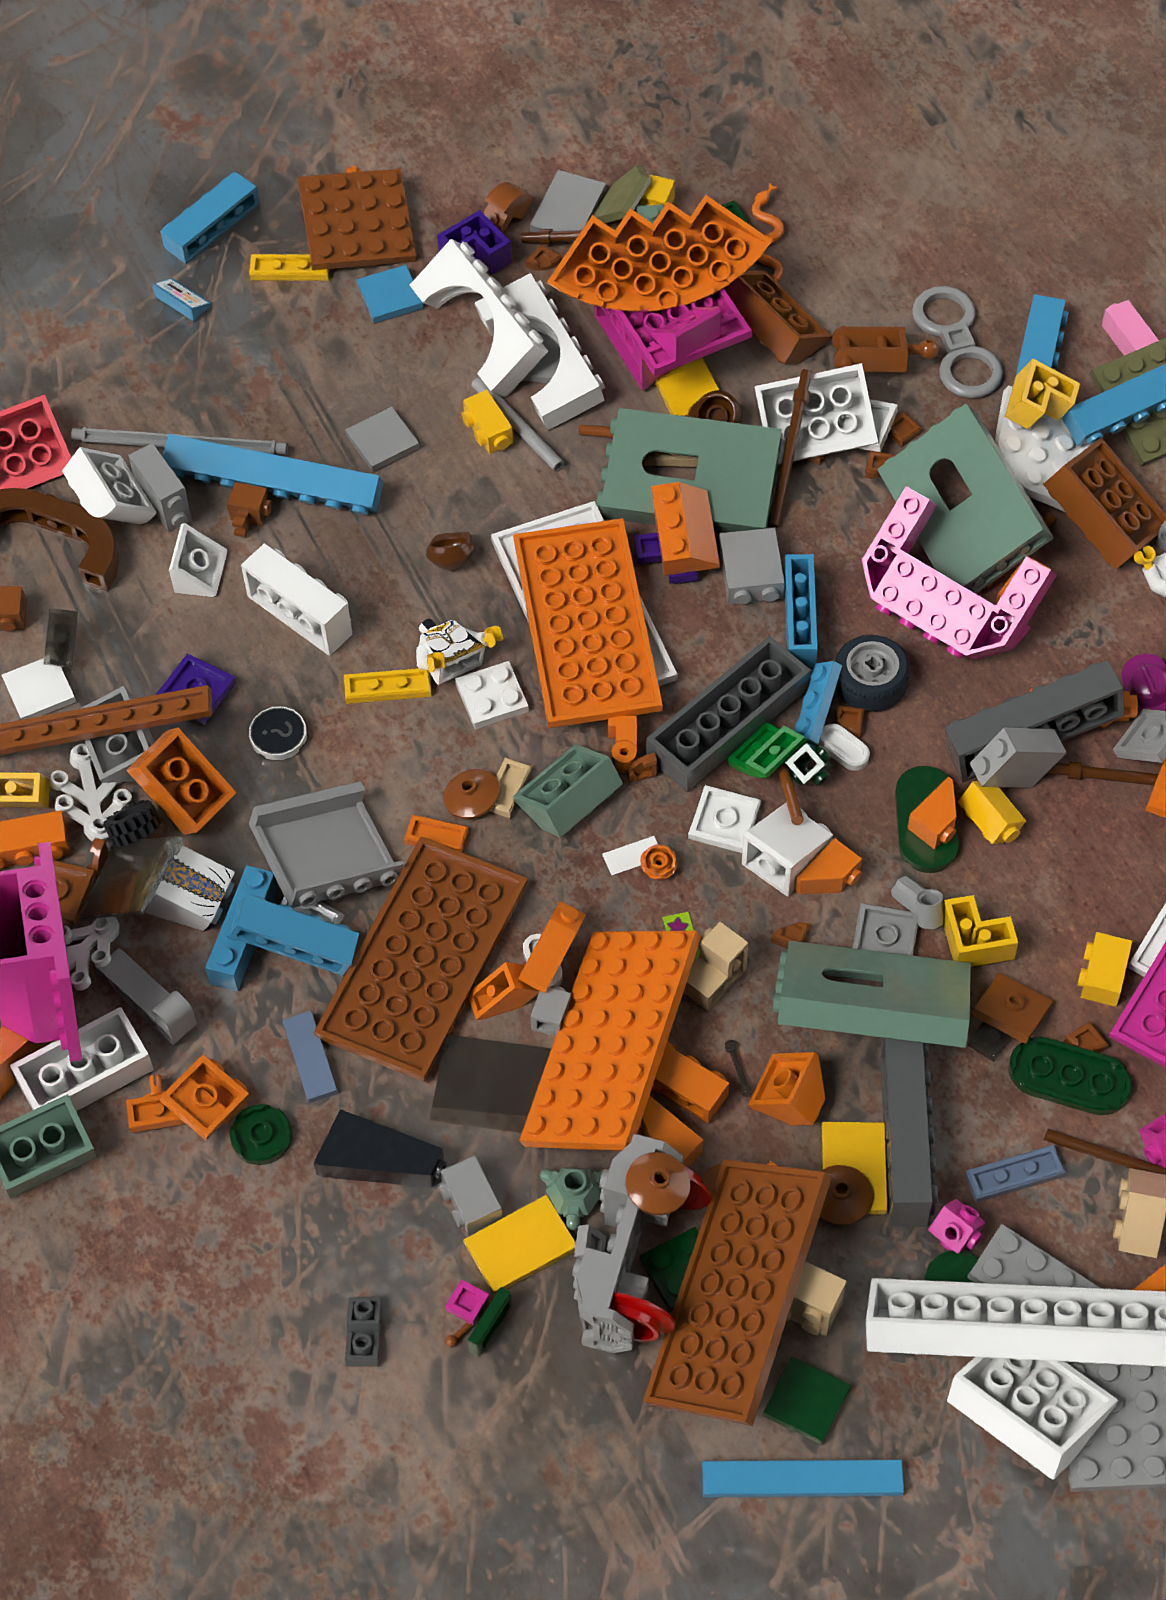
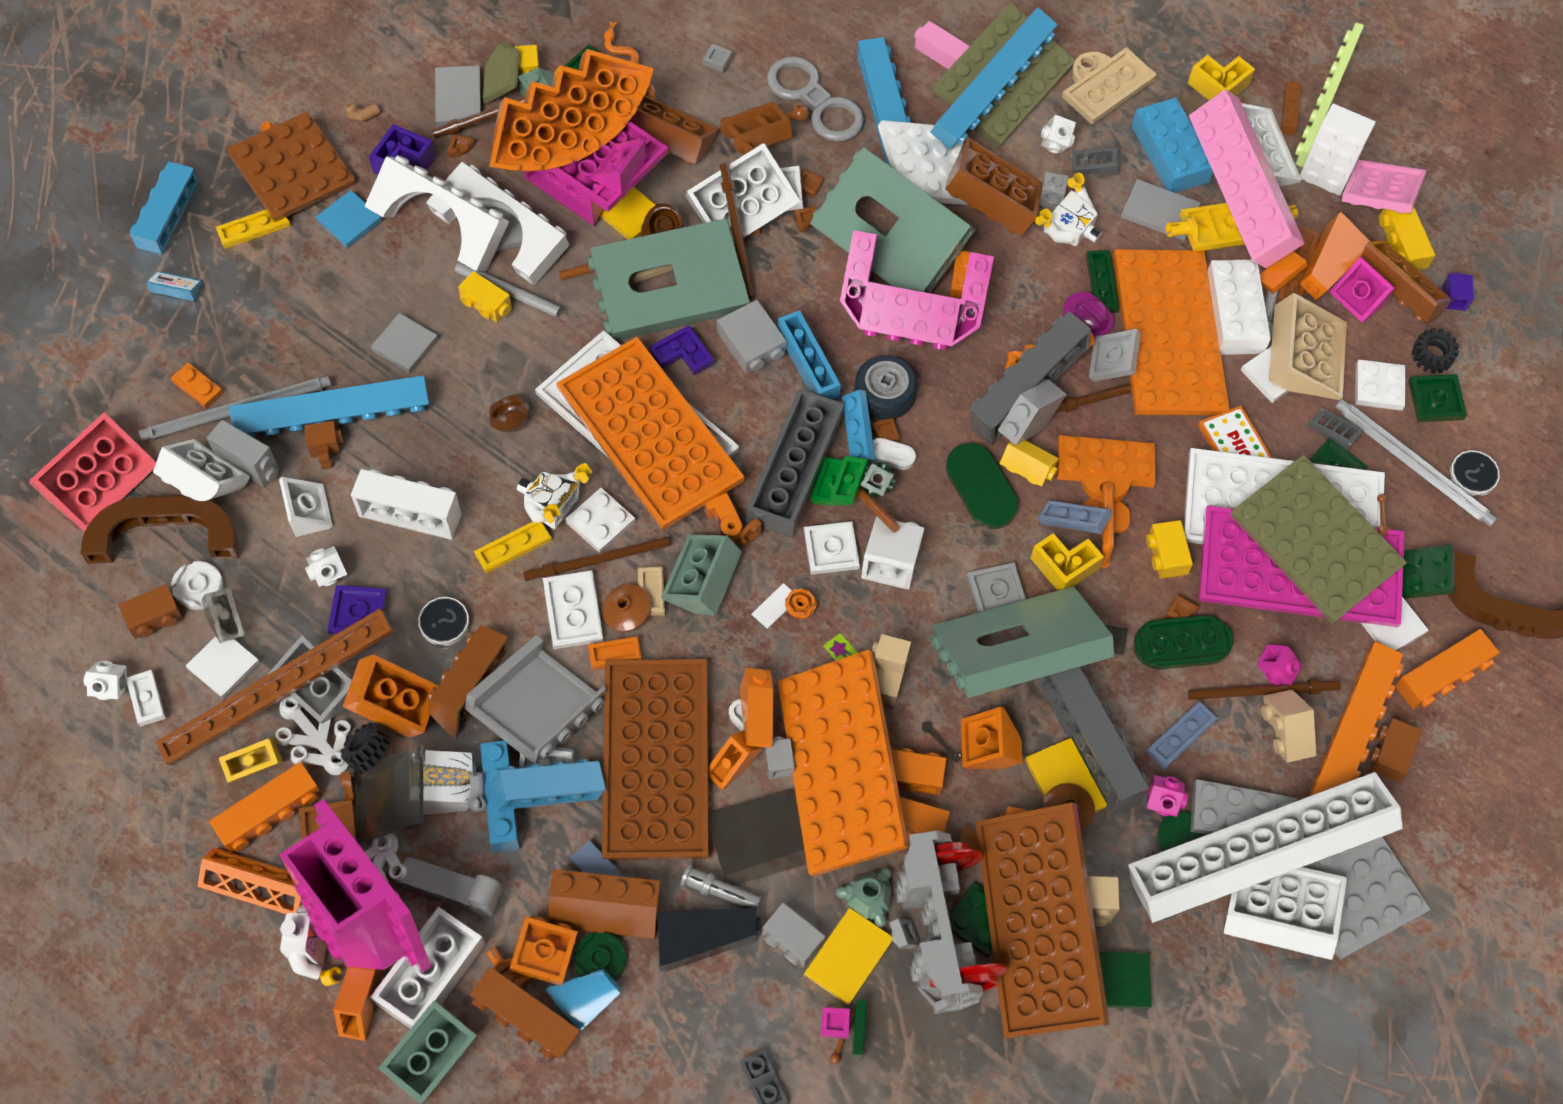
camera: 30 degrees left, 5 degrees up
(53, 594) = (193, 582): none -> white tile
(153, 405) = (197, 385): none -> orange plate
(154, 1151) = (524, 1013): none -> dark orange brick
(193, 625) = (325, 566): none -> white brick
(216, 915) = (477, 798): none -> light grey arm
(224, 1162) = (584, 996): none -> dark azure slope
(292, 1078) = (604, 903): none -> dark orange slope
(295, 777) = (470, 667): none -> dark orange wedge
(411, 724) = (550, 570): none -> reddish brown bar
(413, 1104) = (706, 888): none -> light grey pin
(415, 774) = (572, 609): none -> white tile
(457, 192) = (361, 114): none -> medium nougat arm
(505, 203) = (409, 110): dark orange brick -> none
(652, 1196) = (940, 875): dark orange dish -> none
(684, 528) = (688, 327): orange slope -> none
(793, 932) = (927, 619): dark orange tile -> none
(802, 1478) = (1149, 1042): dark azure tile -> none
(830, 871) = (934, 556): orange slope -> none
(868, 261) = (717, 58): none -> light grey plate
(924, 903) = (1018, 554): light grey piece -> none
(935, 816) = (993, 481): orange slope -> none
(1010, 889) = (1075, 516): none -> sand blue tile
(1012, 1008) = (1120, 607): dark orange plate -> none
(1040, 392) = (911, 119): yellow brick -> none
(1076, 851) = (1108, 467): none -> orange plate

